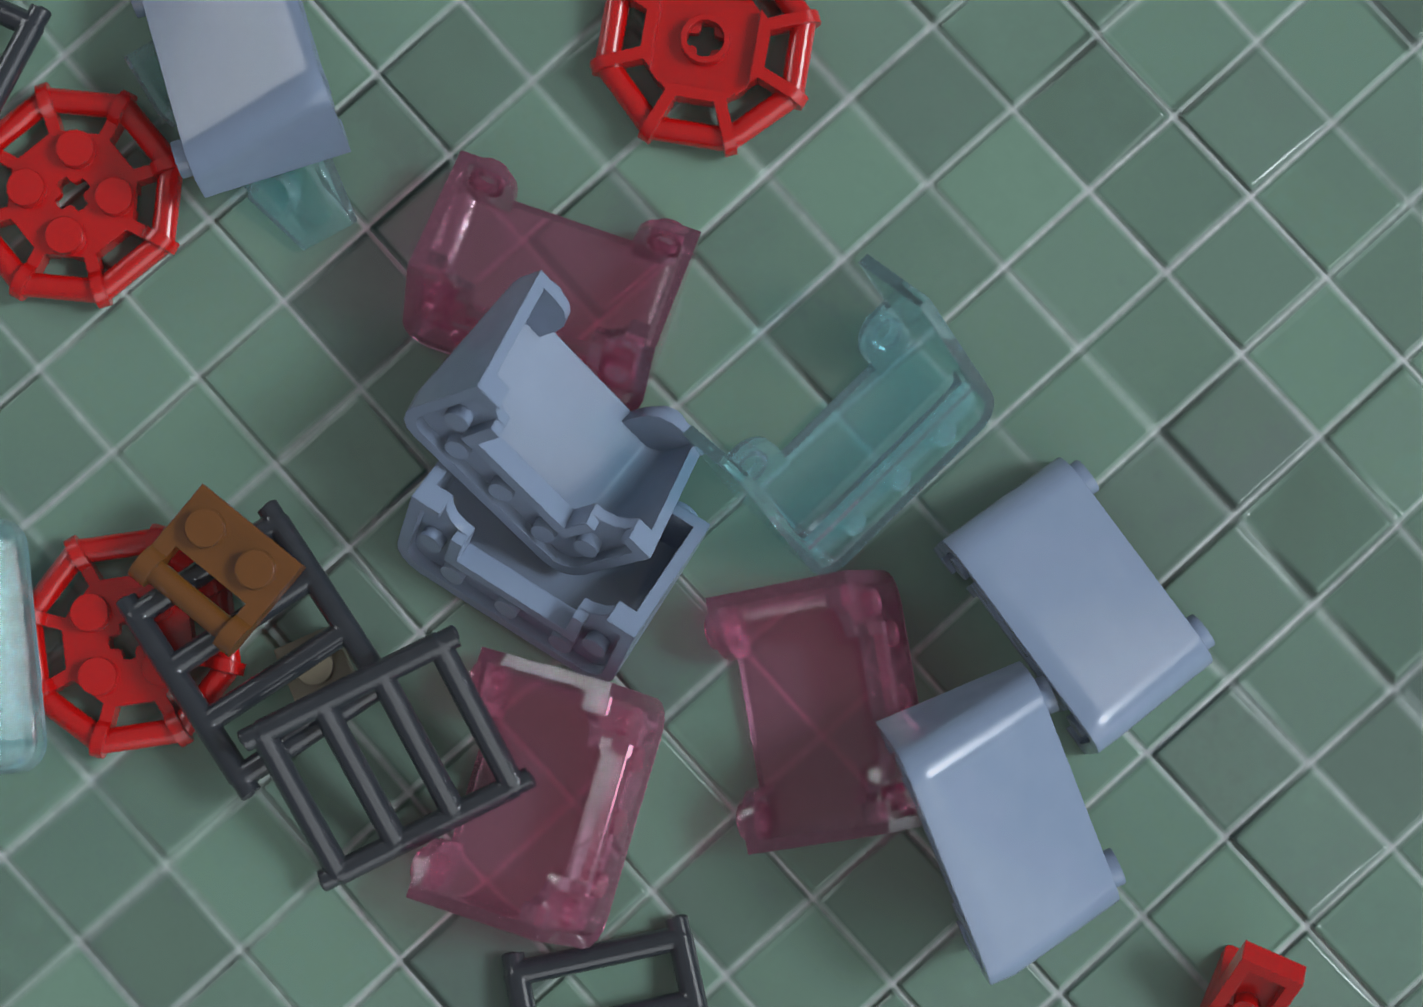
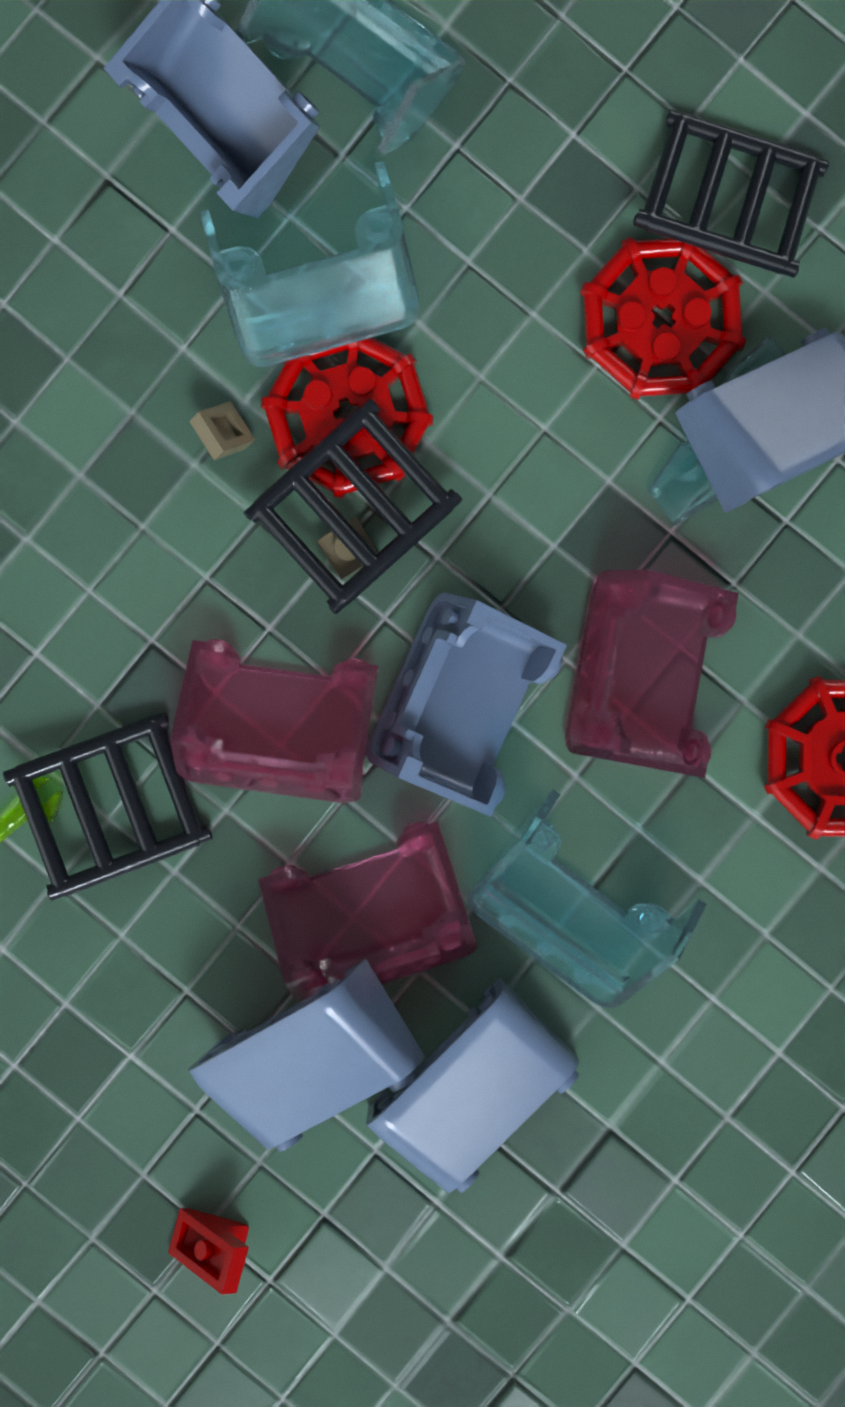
camera: 85 degrees right, 5 degrees up
(124, 815) = (222, 430): none -> dark tan plate
(229, 551) = (418, 473): reddish brown plate -> none
(383, 678) = (342, 599): black bar -> none
(550, 439) = (534, 692): sand blue windscreen -> none

